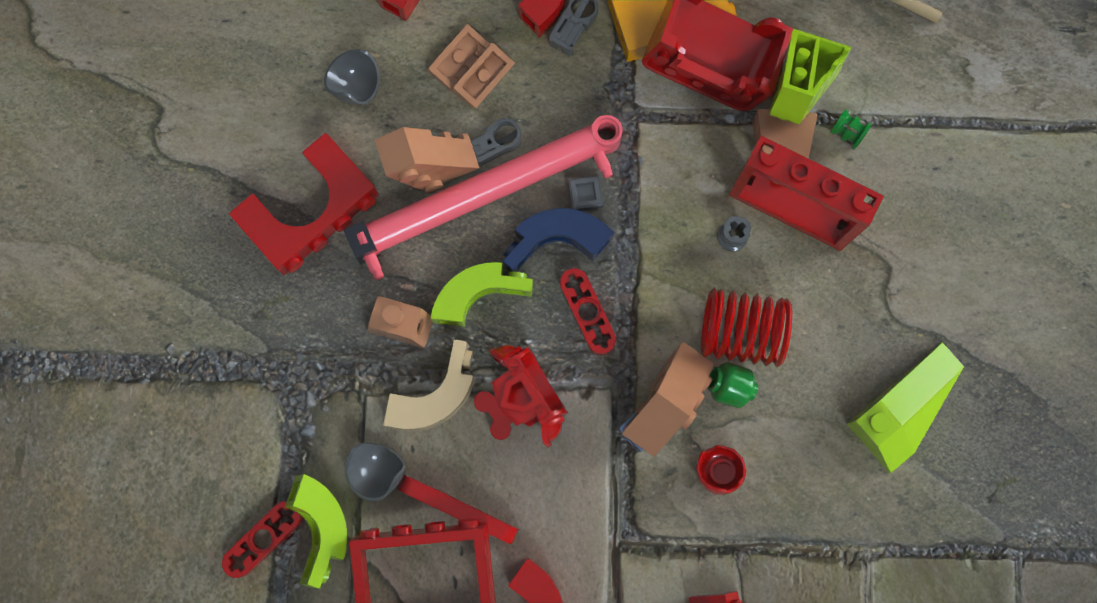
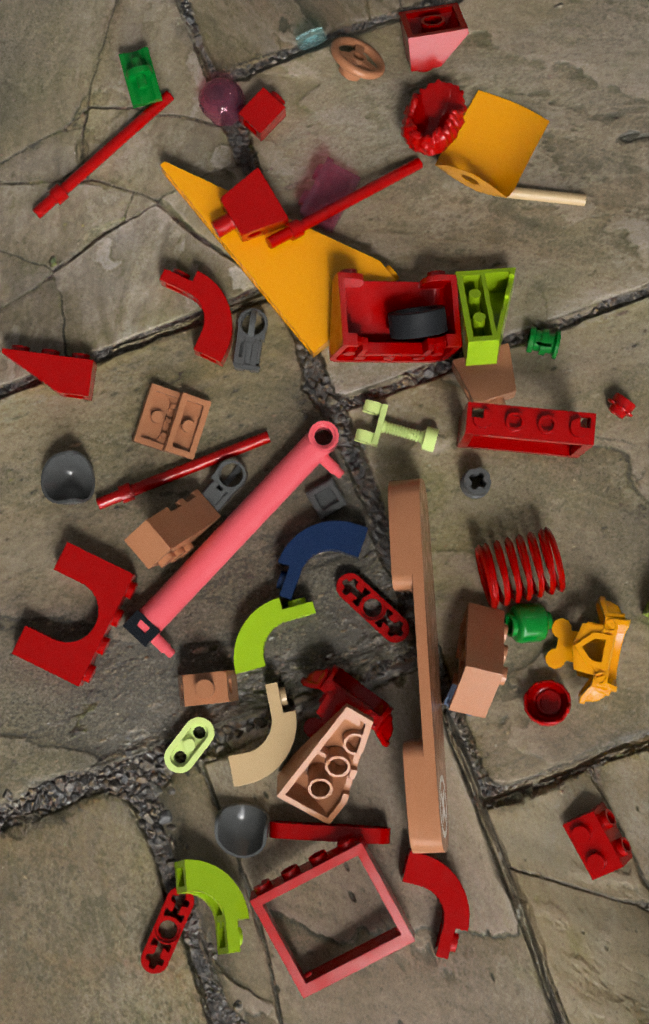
camera: 25 degrees left, 5 degrees up
(359, 368) = (189, 744): none -> yellowish green plate
(402, 114) = (128, 492): none -> red bar
(479, 440) = (324, 767): none -> nougat wedge
(581, 469) = (425, 755): none -> nougat piece
(704, 173) = (426, 438): none -> yellowish green bar
(739, 56) = (417, 322): none -> black tyre
(785, 435) = (592, 650): none -> light orange piece
(902, 217) = (620, 406): none -> red plate

